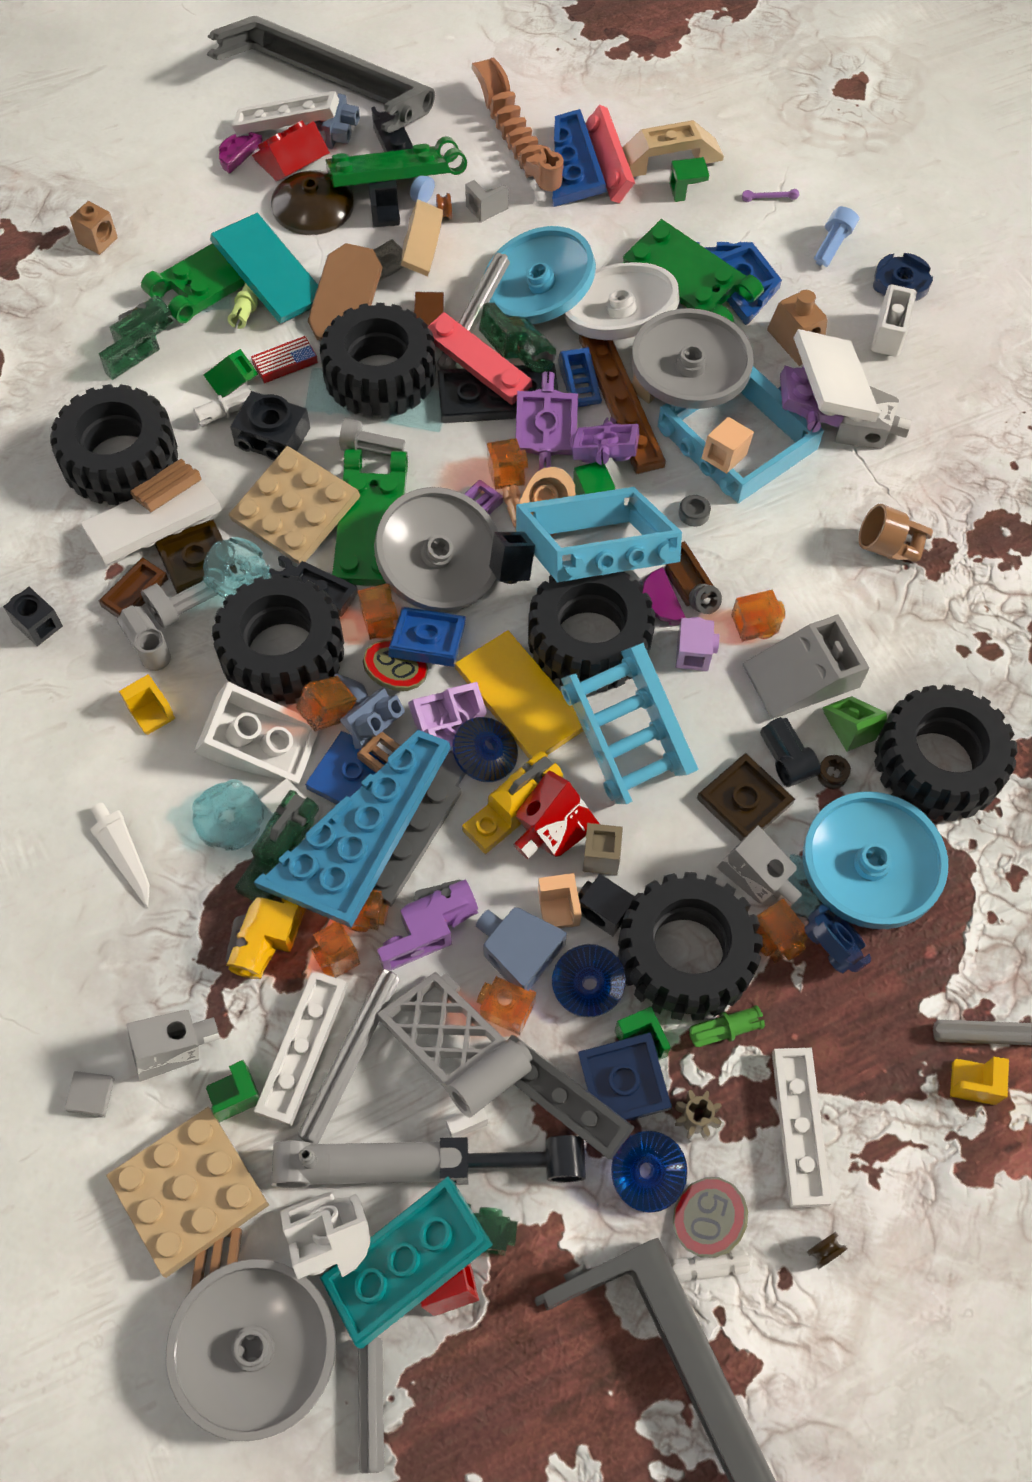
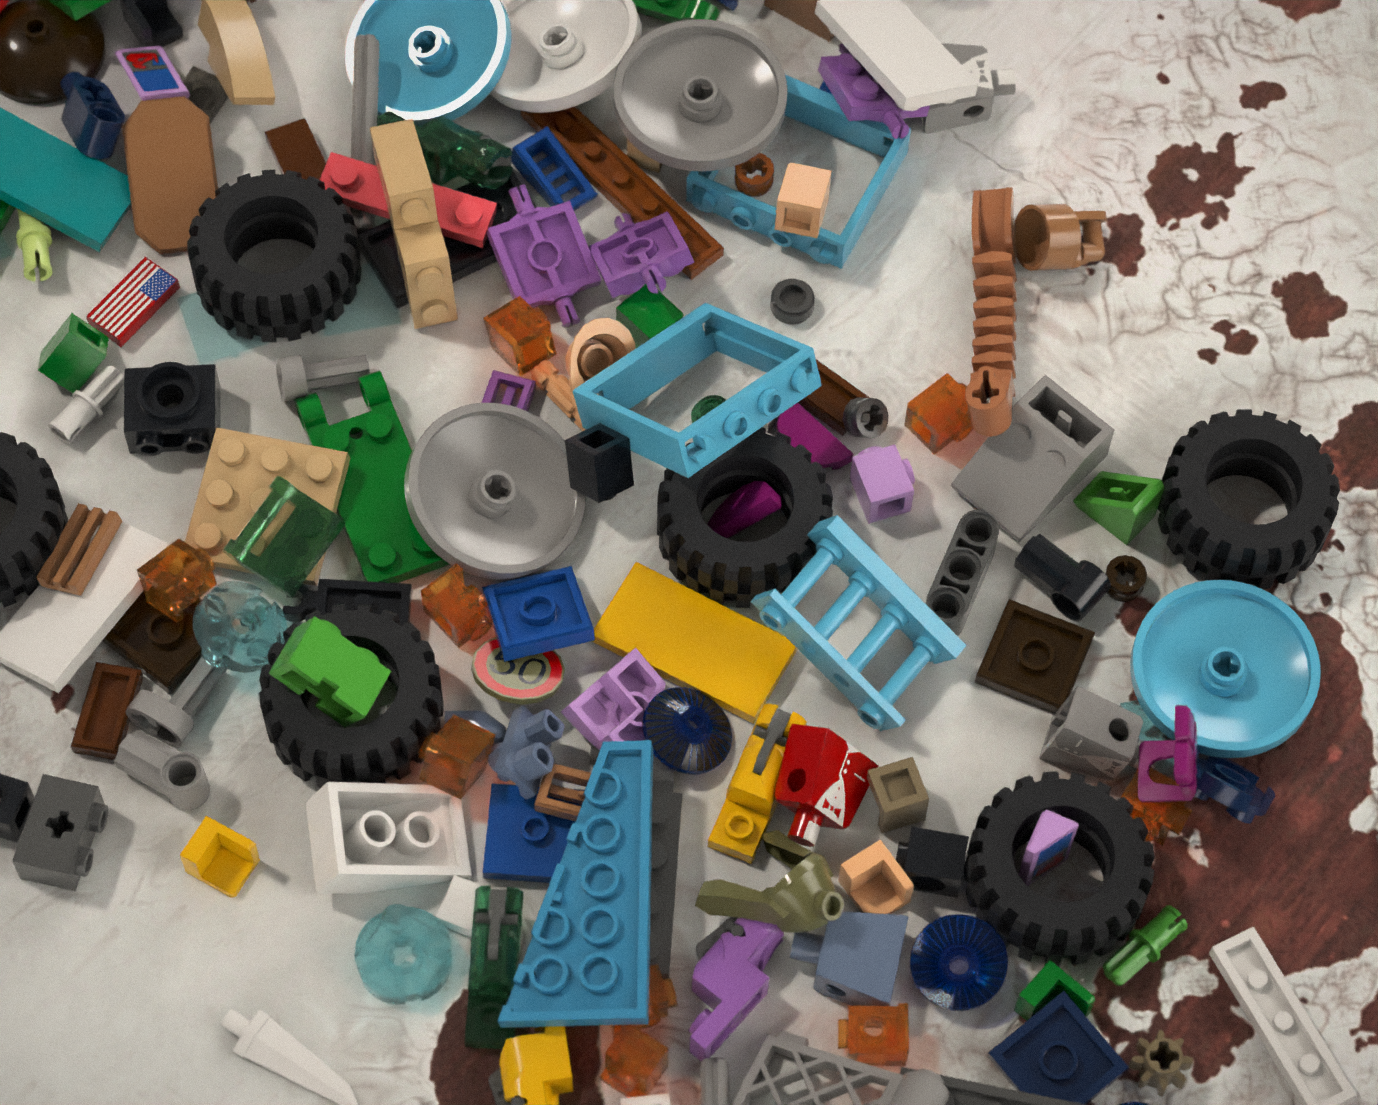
camera: 25 degrees left, 0 degrees up
(60, 649) = (55, 808): none -> dark grey brick
(213, 523) = (177, 578): none -> clear orange brick
(265, 610) = (331, 669): none -> bright green brick
(294, 533) = (295, 546): none -> clear green plate
(315, 245) = (91, 115): none -> dark blue piece
(364, 233) = (152, 73): none -> slope
(468, 378) = (414, 223): none -> tan arch
(493, 888) = (795, 904): none -> olive piece
(592, 623) = (744, 508): none -> magenta tile
(685, 927) = (1047, 846): none -> lavender slope
(704, 427) = (758, 184): none -> dark orange bush
(724, 711) = (965, 557): none -> dark grey beam
(803, 601) = (994, 312): none -> nougat piece
(808, 903) = (1183, 751): none -> magenta piece

